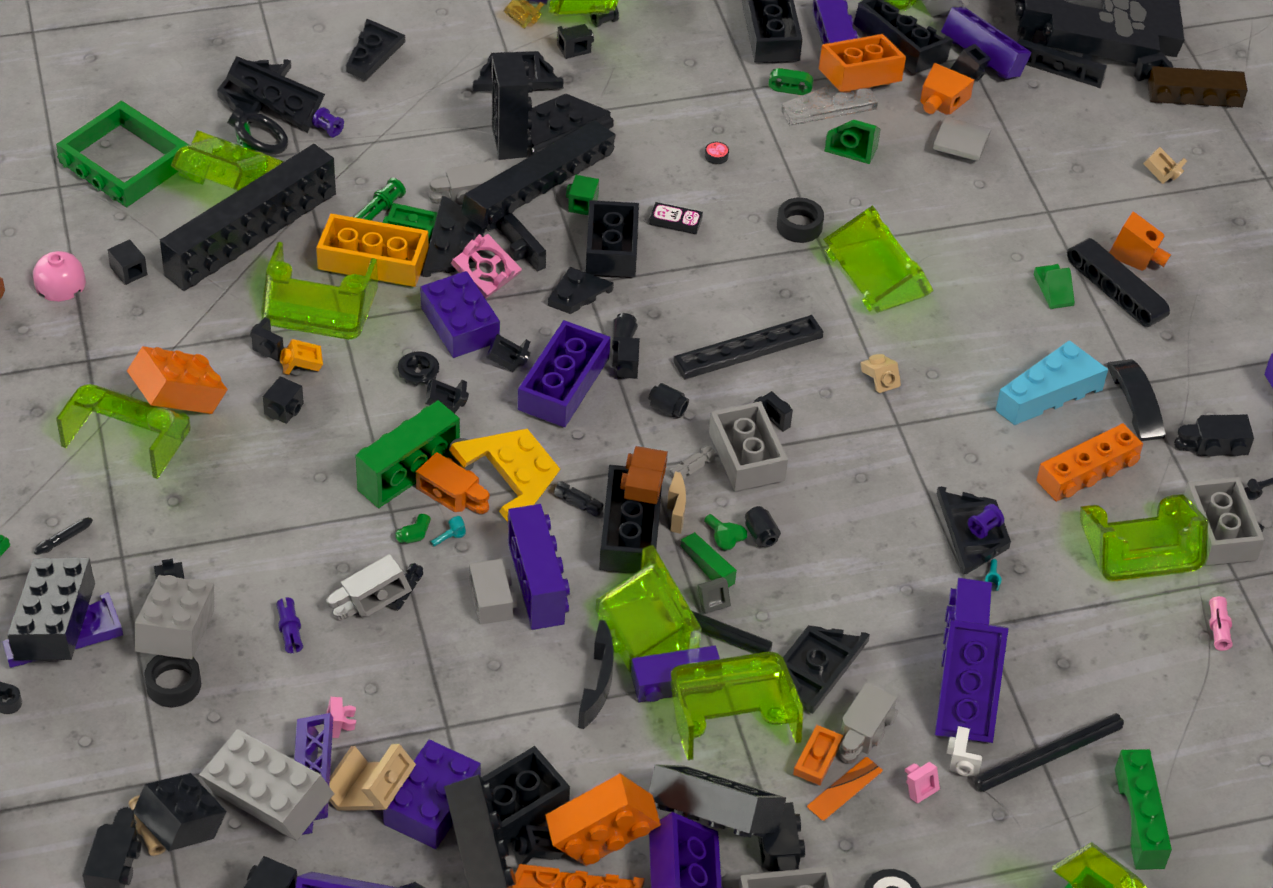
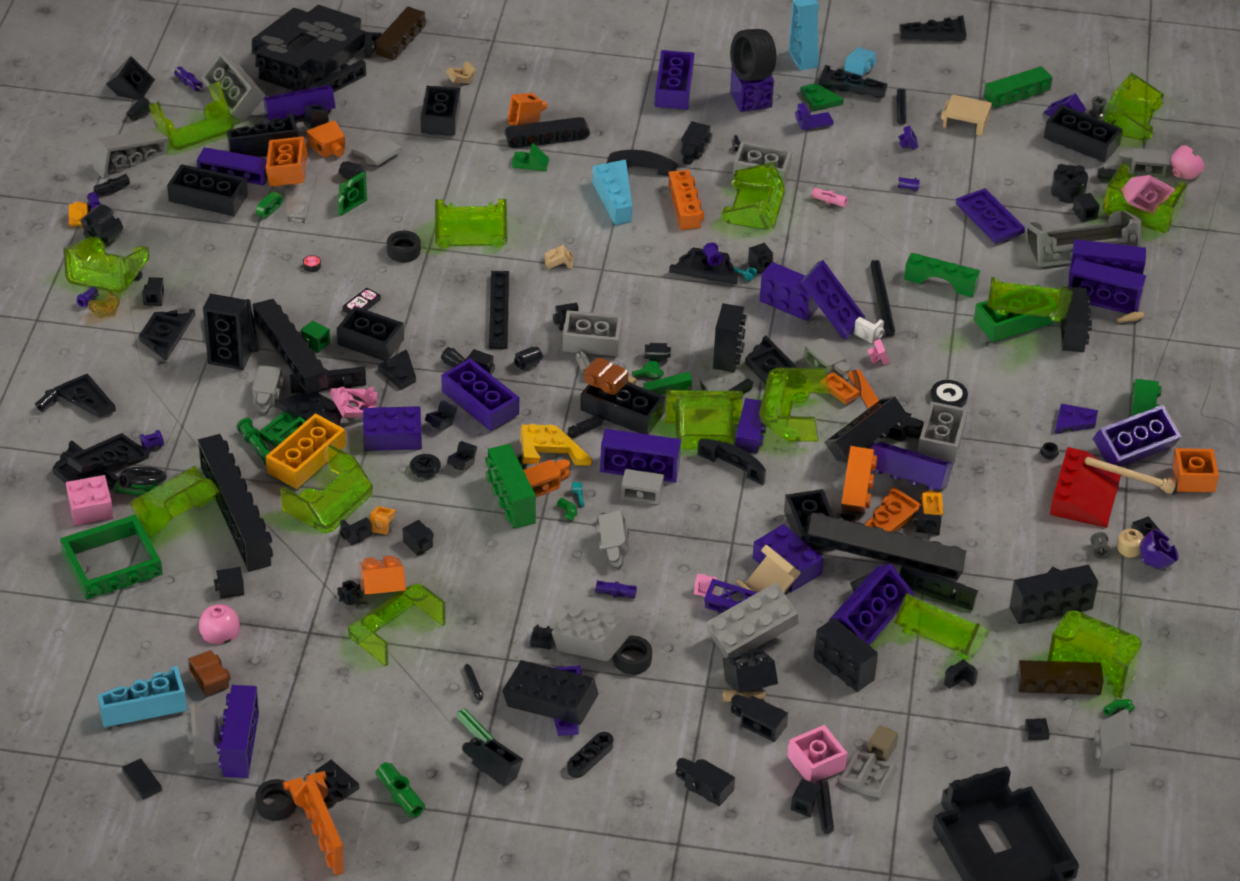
camera: 65 degrees left, 5 degrees down
(201, 104) = (89, 500): none -> bright pink brick
(349, 22) = (44, 402): none -> black pin
(813, 585) = (729, 337): none -> black brick
(902, 130) = (350, 169): none -> black brick
(1025, 580) = (760, 257): none -> black brick
(1072, 167) = (440, 110): none -> black brick

